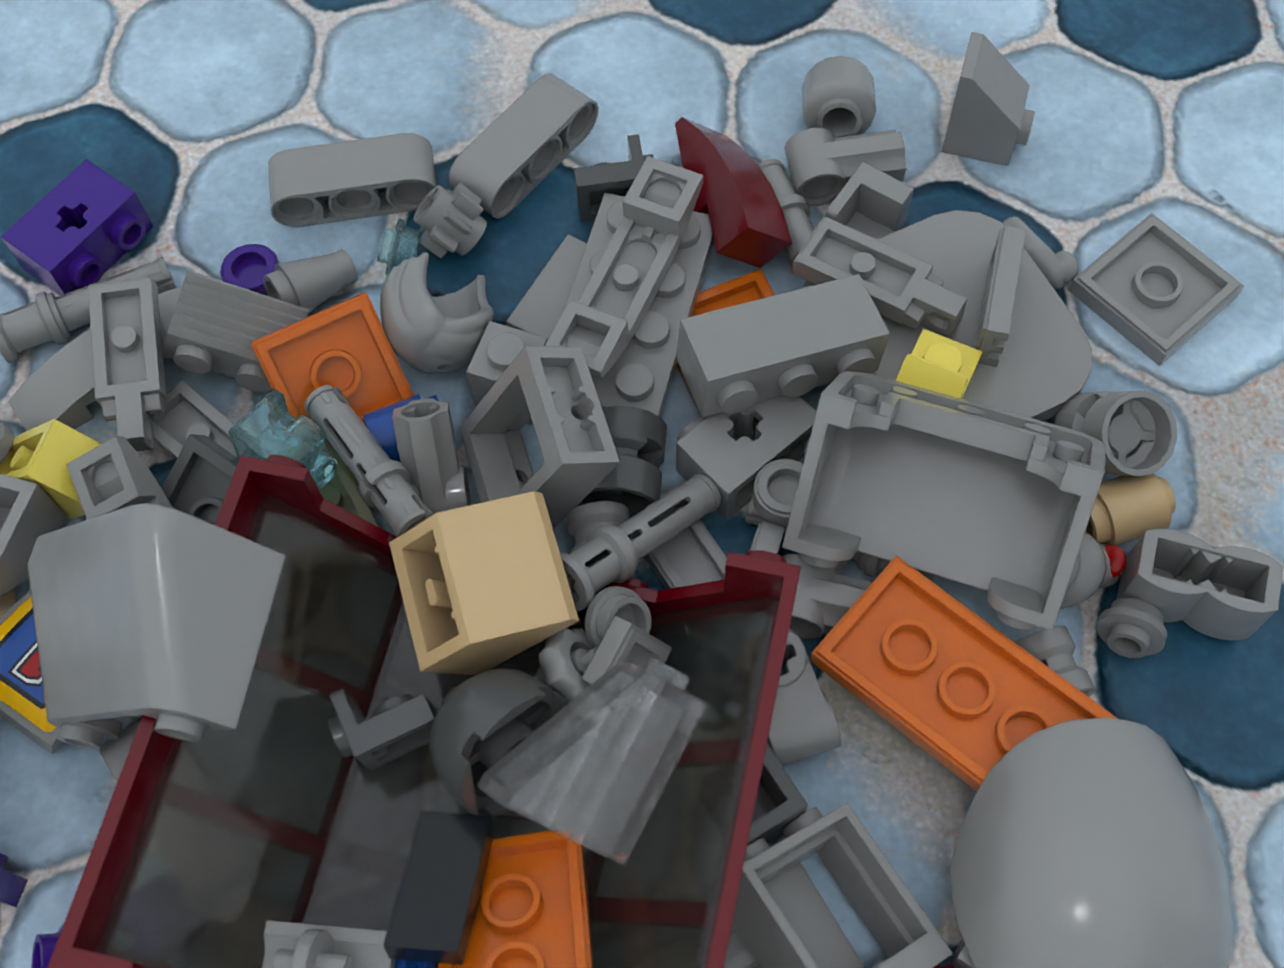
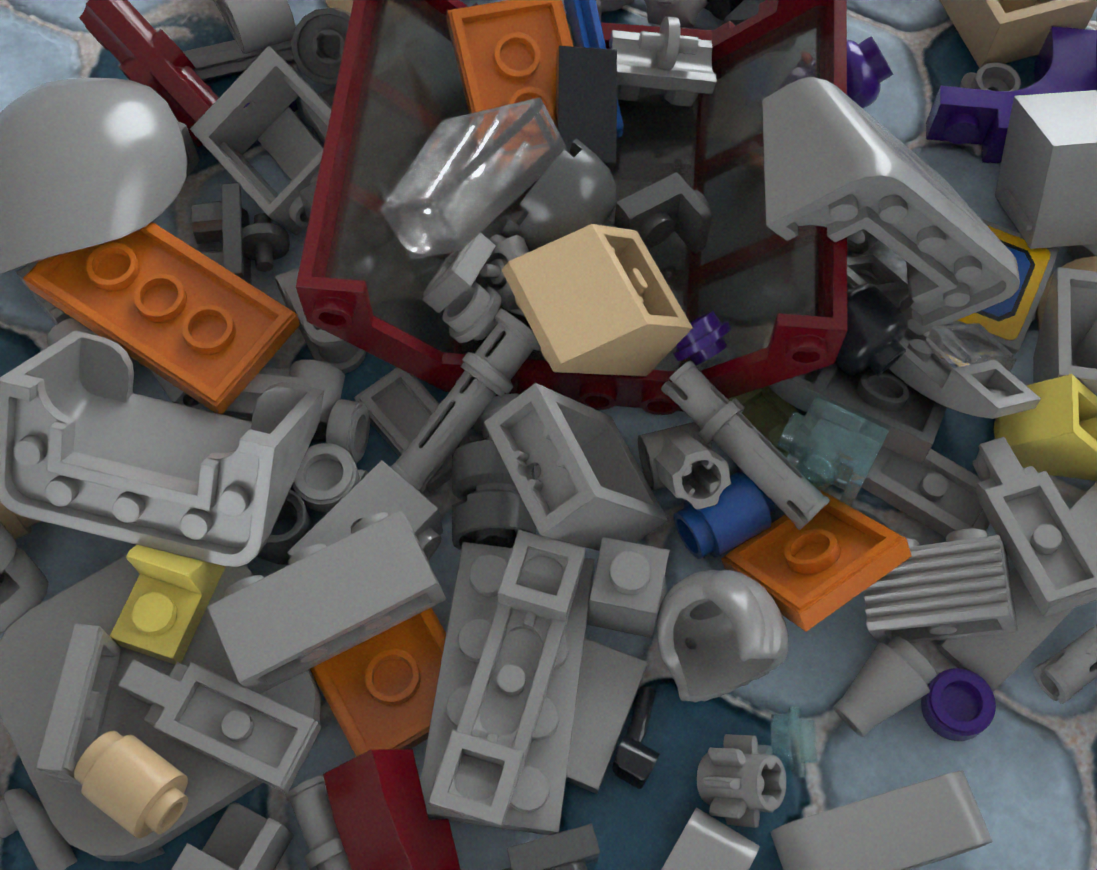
camera: 170 degrees right, 0 degrees up
(374, 573) = (703, 339): none -> dark purple plate
(533, 255) = (633, 759): none -> black hand
(894, 767) = (242, 241): none -> dark grey hips
(948, 234) = (132, 784): none -> tan brick

